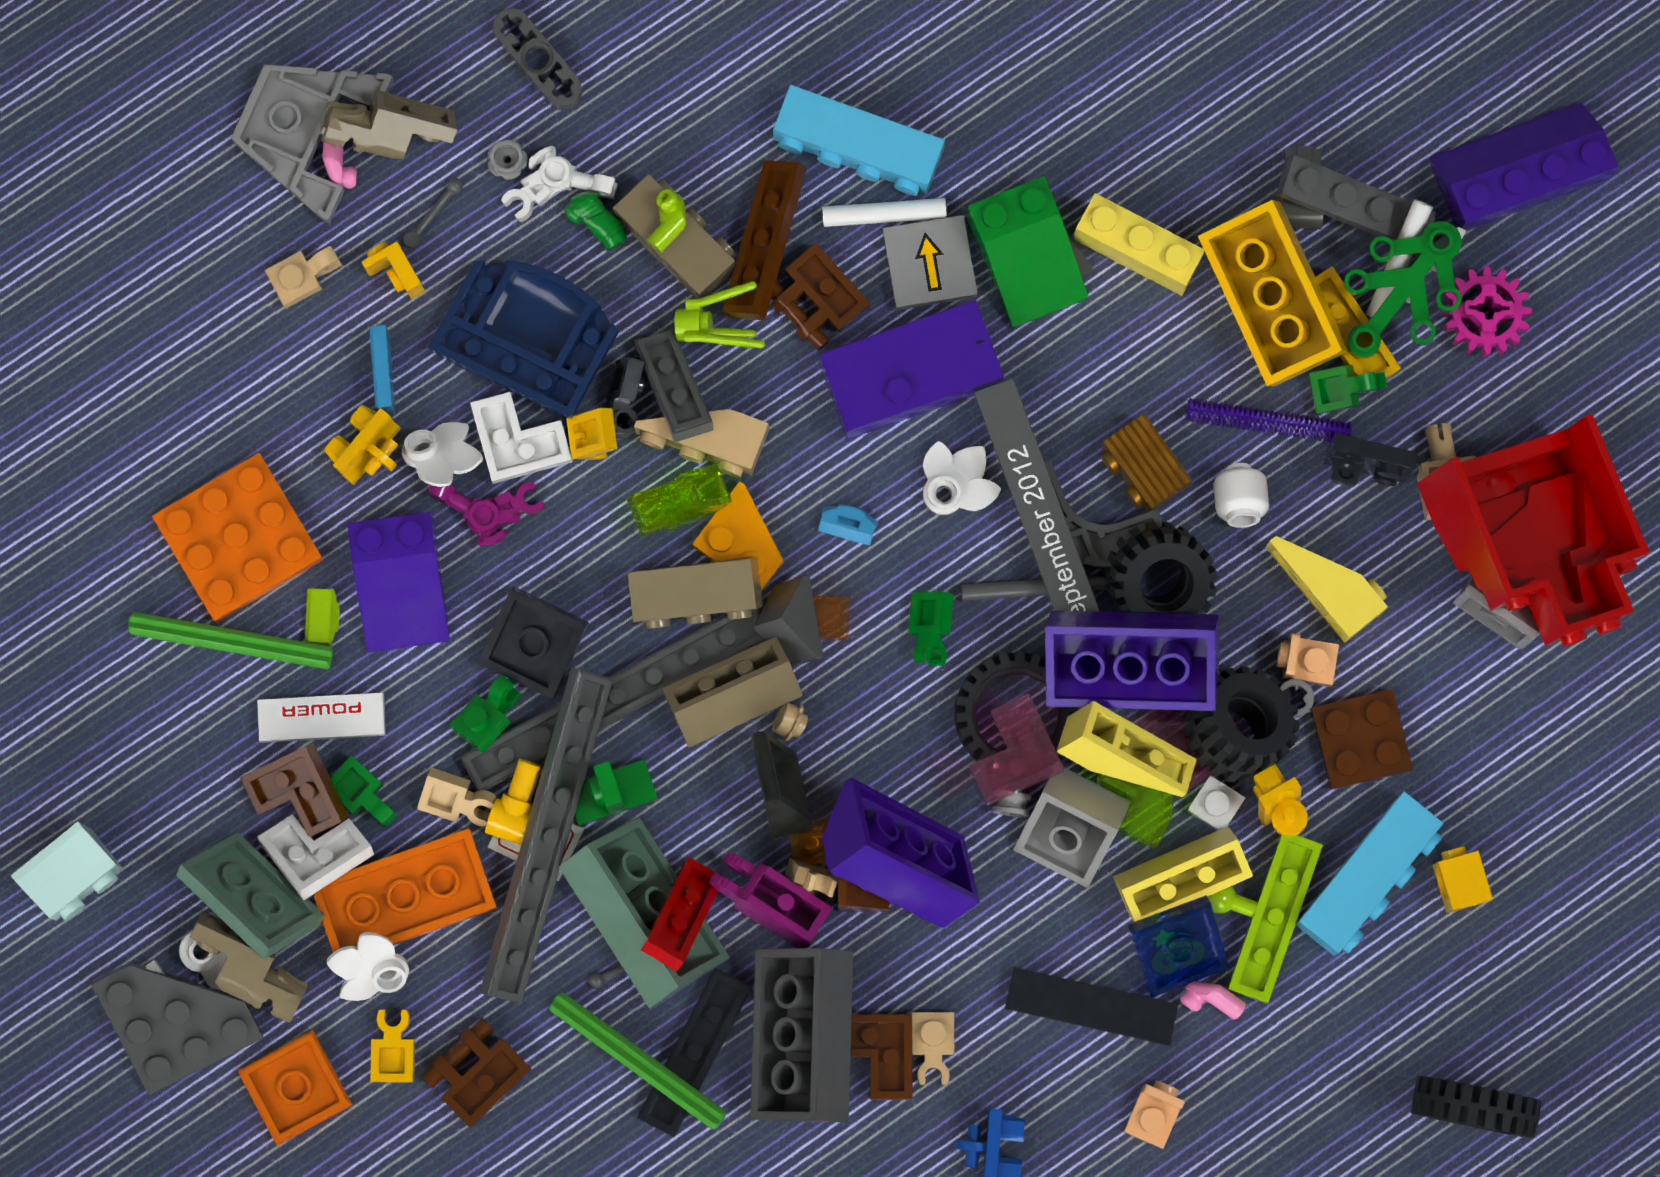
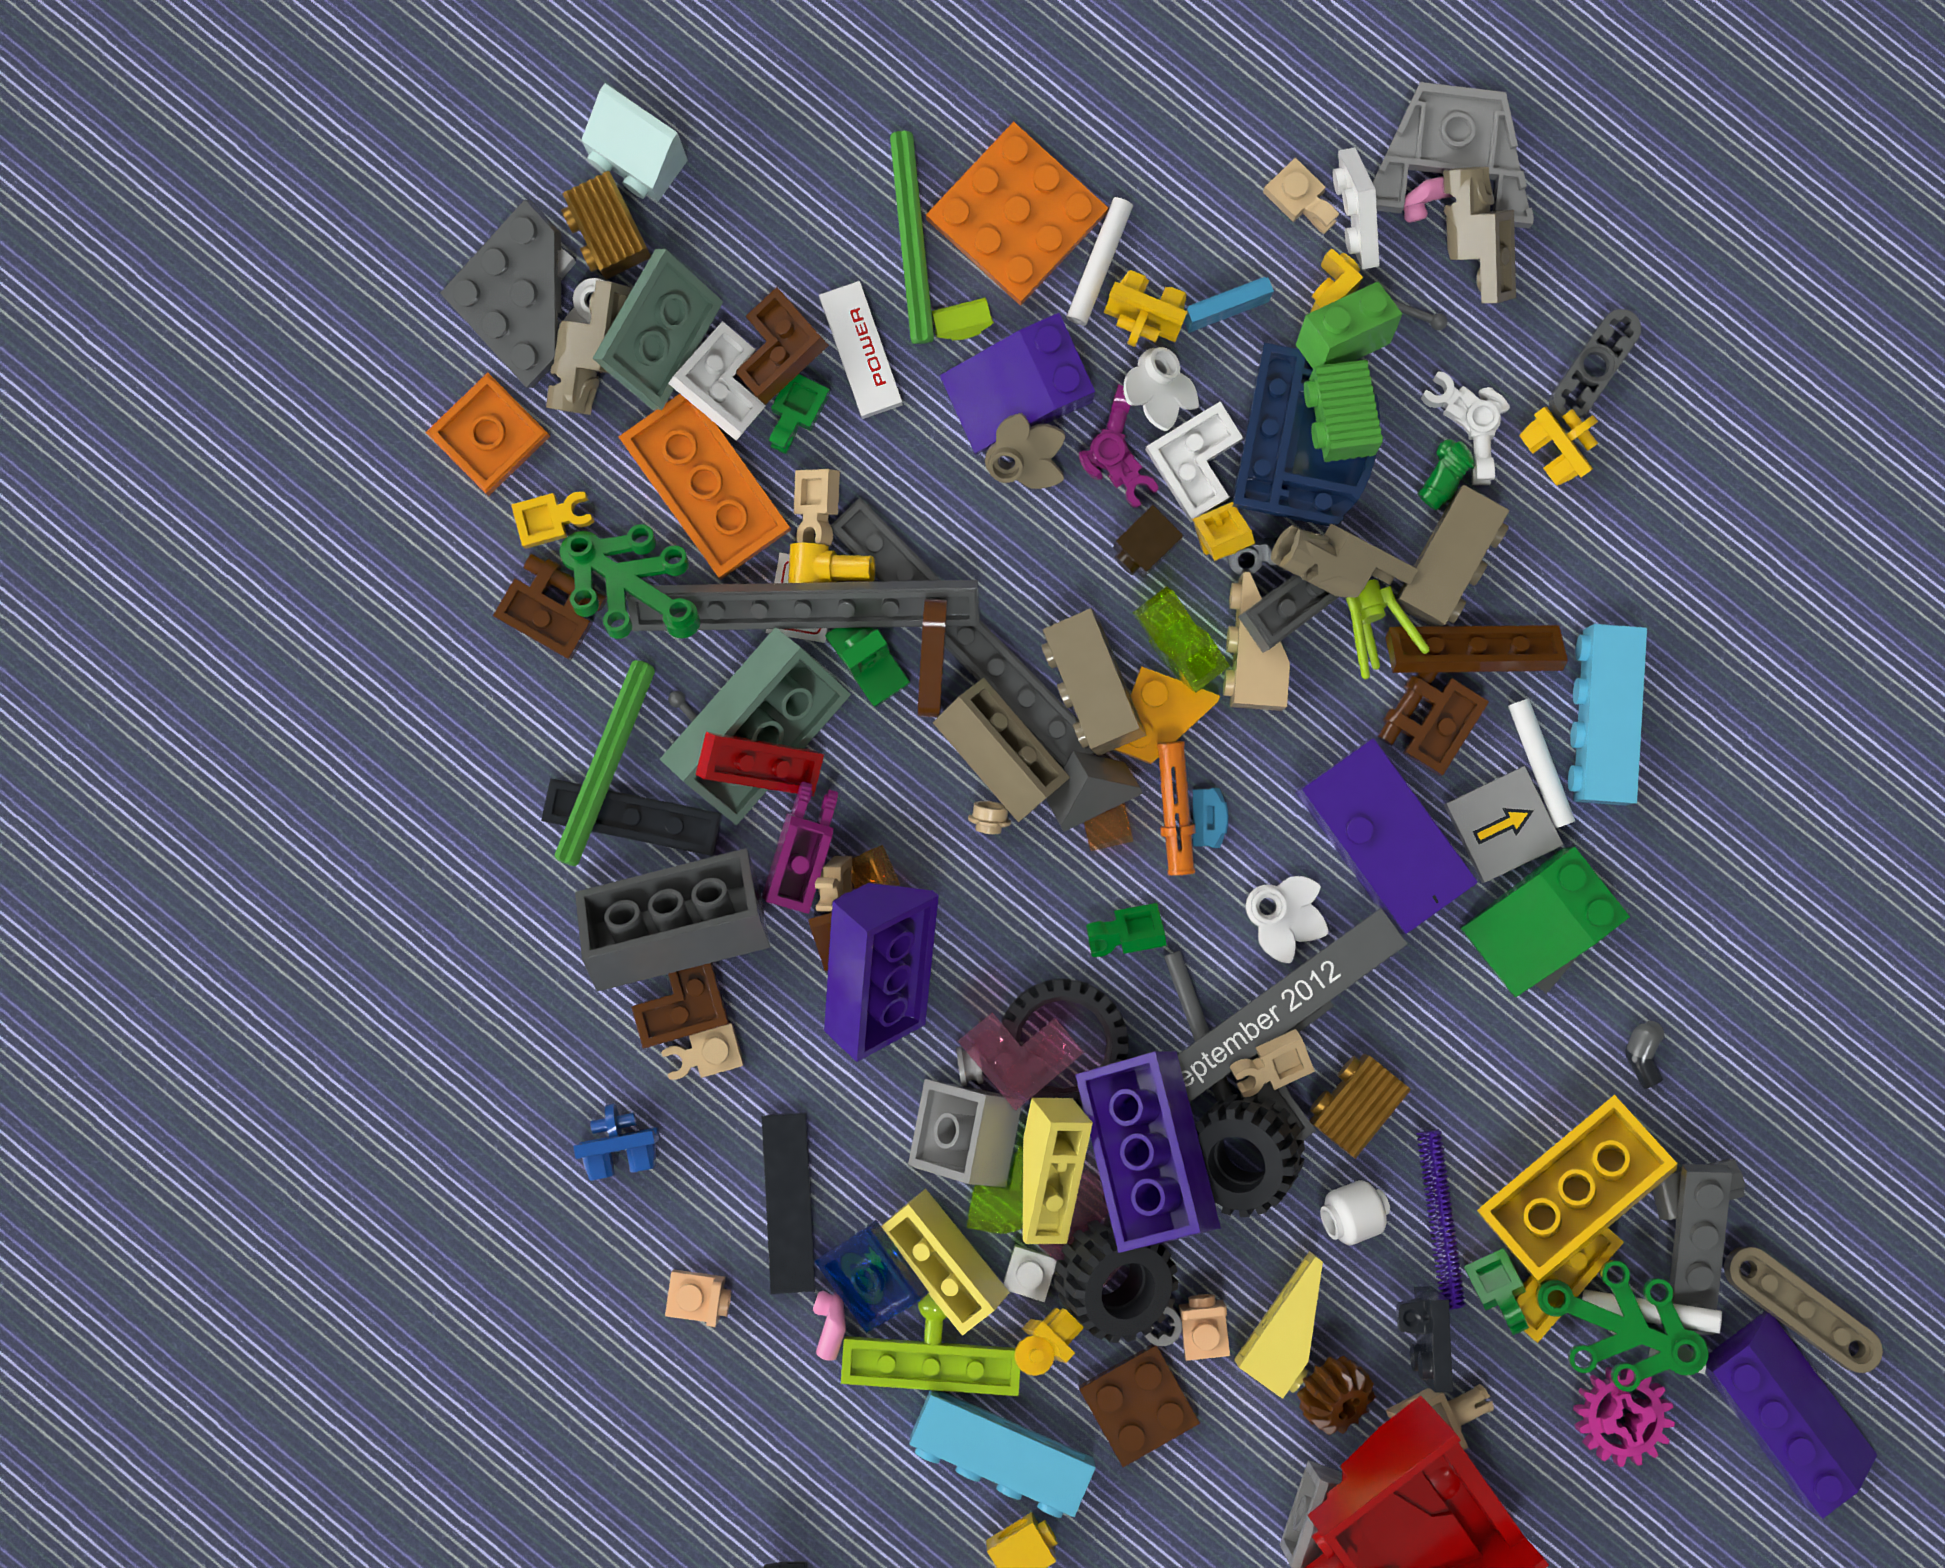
camera: 75 degrees right, 5 degrees up
(134, 920) = (606, 226): none -> pearl gold brick
(305, 475) = (1099, 261): none -> white piece
(330, 225) = (1360, 203): none -> white plate
(369, 967) = (623, 469): white plate -> none
(440, 268) = (1349, 327): none -> bright green brick
(463, 588) = (1031, 453): none -> dark tan plate
(472, 991) = (626, 577): none -> green plant
(485, 719) = (903, 509): green plate -> none
(499, 152) = (1486, 355): light grey plate -> none
(515, 294) = (1343, 411): none -> bright green brick
(533, 642) = (994, 535): black hinge -> none
(580, 506) = (1146, 542): none -> dark brown brick
(618, 105) = (1547, 428): none -> yellow hips
(630, 729) = (932, 657): none -> reddish brown beam
(649, 339) = (1337, 560): none -> dark tan plate
(672, 219) = (1469, 547): lime arm -> none
(781, 786) = (918, 826): pearl dark grey tile -> none
(879, 559) = (1179, 860): none -> orange pin
(1088, 523) = (1278, 1063): none -> tan plate
(1138, 244) = (1586, 1034): light yellow brick -> none
(1167, 200) = (1641, 1051): none -> arm
(1398, 558) = (1336, 1395): none -> reddish brown gear
(1434, 128) = (1803, 1309): none -> dark tan plate

